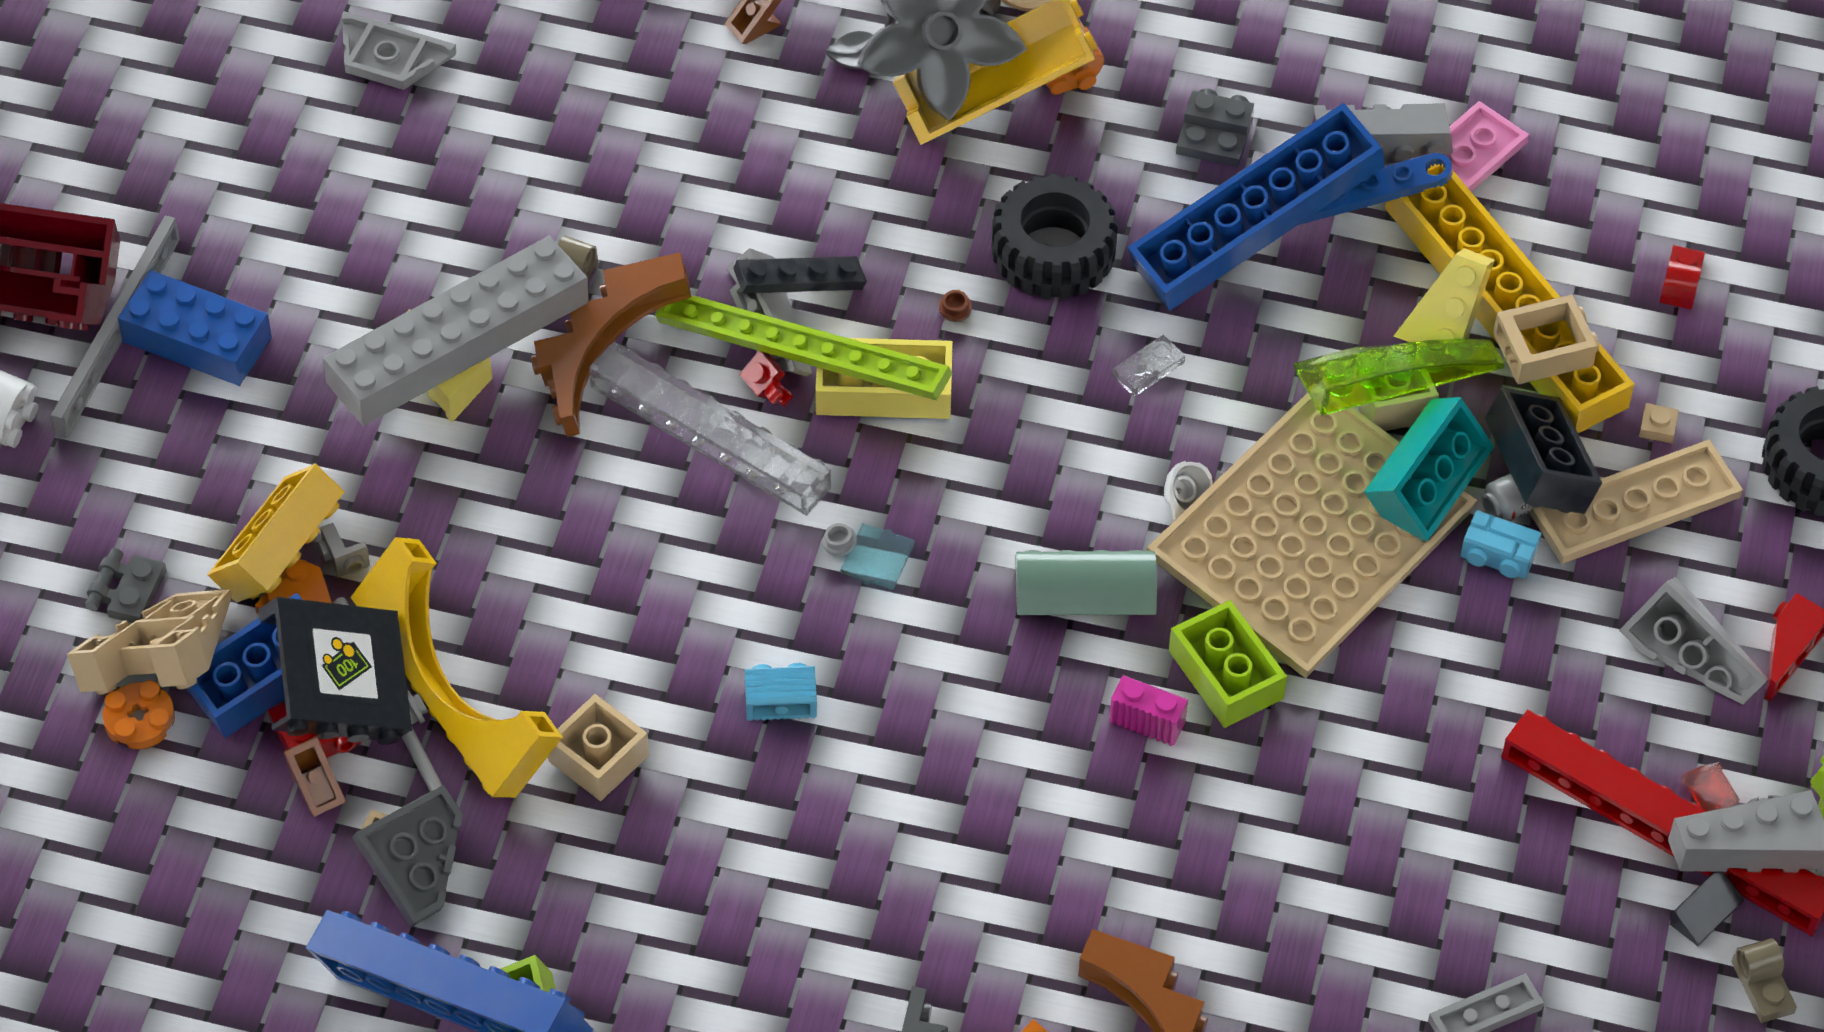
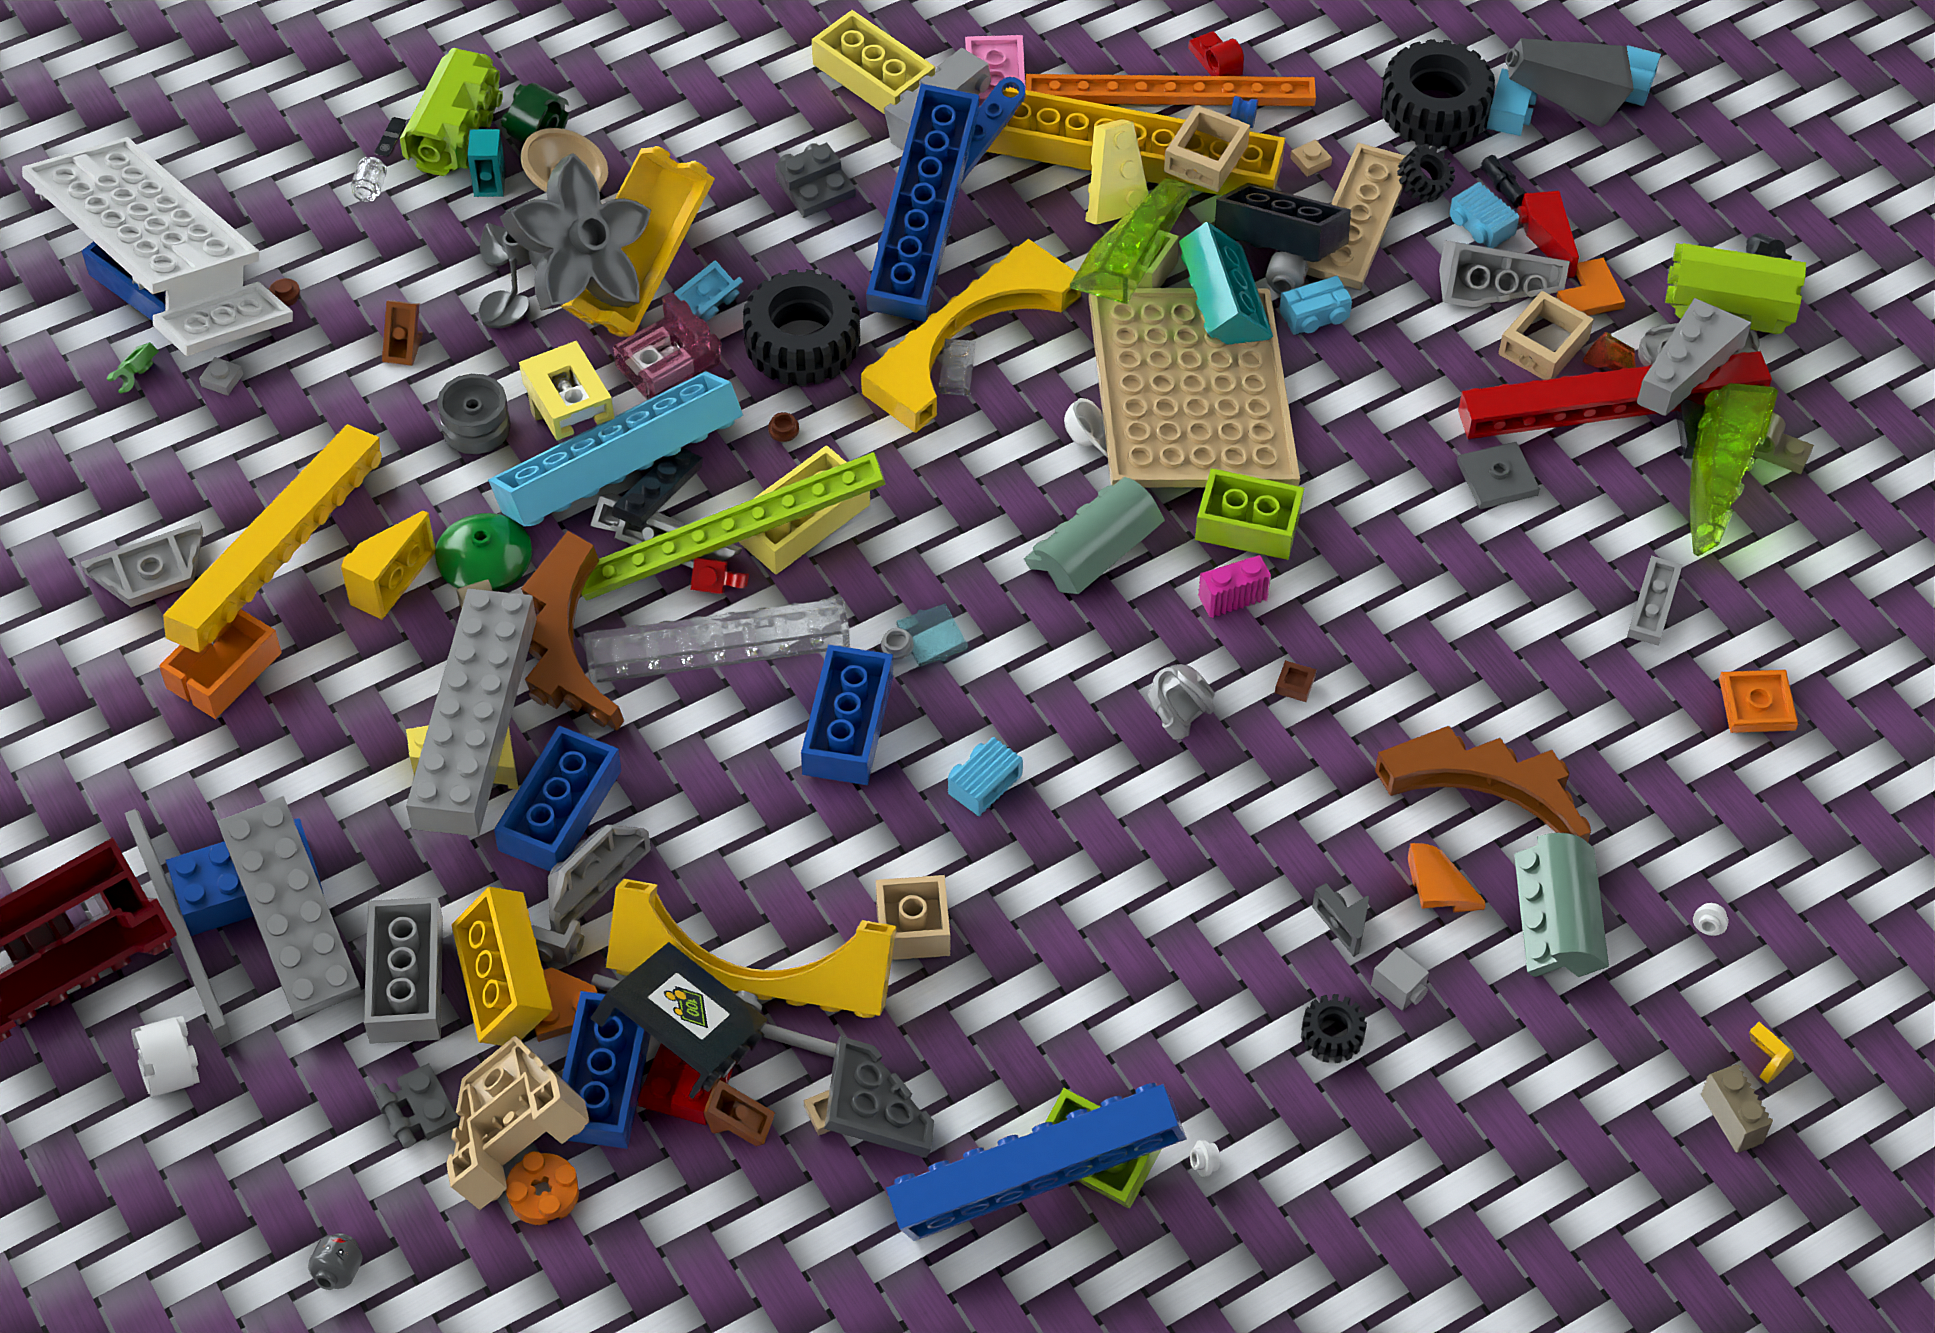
camera: 45 degrees left, 0 degrees up
(183, 370) = (289, 908): none -> light grey brick
(217, 481) = (403, 970): none -> light grey brick
(342, 165) = (222, 669): none -> orange piece
(430, 516) = (593, 871): none -> light grey wedge
(457, 449) = (558, 799): none -> blue brick
(479, 93) = (271, 539): none -> yellow brick
(541, 179) = (388, 564): none -> yellow slope
(629, 226) = (499, 557): none -> green dish
(731, 559) = (847, 714): none -> blue brick
(733, 113) = (474, 413): none -> dark grey wheel
(799, 220) = (616, 449): none -> medium azure brick
(809, 144) = (565, 389): none -> light yellow brick
(935, 178) = (668, 350): none -> clear pink brick
(1000, 754) = (1179, 698): none -> light grey helmet
(1019, 154) = (709, 290): none -> medium azure bracket
(1095, 338) = (1020, 281): none -> yellow arch
(1107, 824) = (1295, 681): none -> copper plate
(1368, 57) = (868, 60): none -> light yellow brick
(1485, 805) = (1498, 475): none -> dark grey plate
(1606, 276) = (1176, 89): none -> orange plate
(1643, 339) = (1244, 110): none -> blue wheel
(1675, 752) = (1545, 362): none -> tan window
(1706, 935) = (1728, 432): none -> clear neon green wedge
(1744, 586) = (1484, 215): none -> medium azure brick
(1750, 499) = (1417, 181): none -> black tyre
(1765, 732) = (1597, 290): none -> orange tile
(1808, 555) = (1503, 180): none -> black pin

